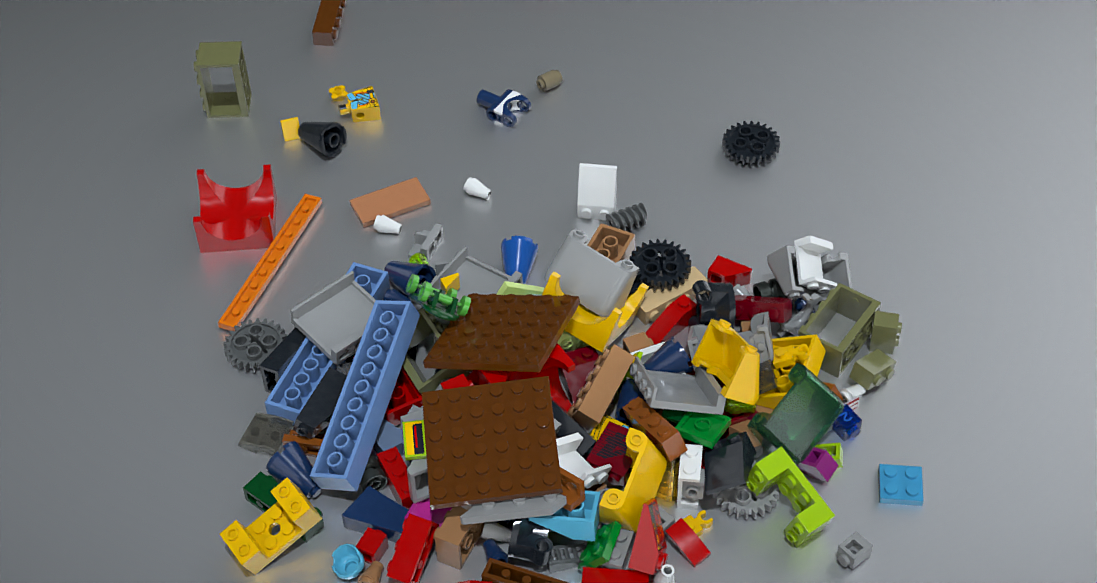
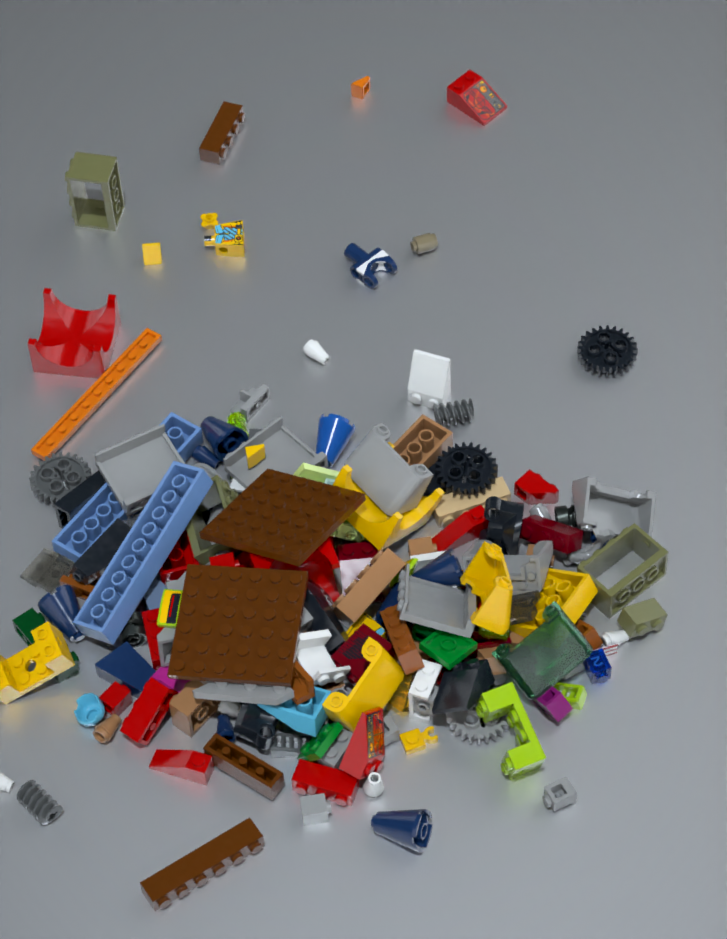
camera: 15 degrees right, 5 degrees up
(324, 136) = (181, 269): black cone -> none
(386, 225) = (217, 375): white cone -> none
(390, 201) = (228, 351): nougat tile -> none
(439, 303) = (228, 478): piece -> none
(688, 542) = (406, 754): red slope -> none
(787, 355) = (555, 589): yellow plate -> none
(809, 263) = (613, 497): white panel -> none
(885, 332) = (666, 582): olive brick -> none
(900, 485) = (630, 738): dark azure plate -> none

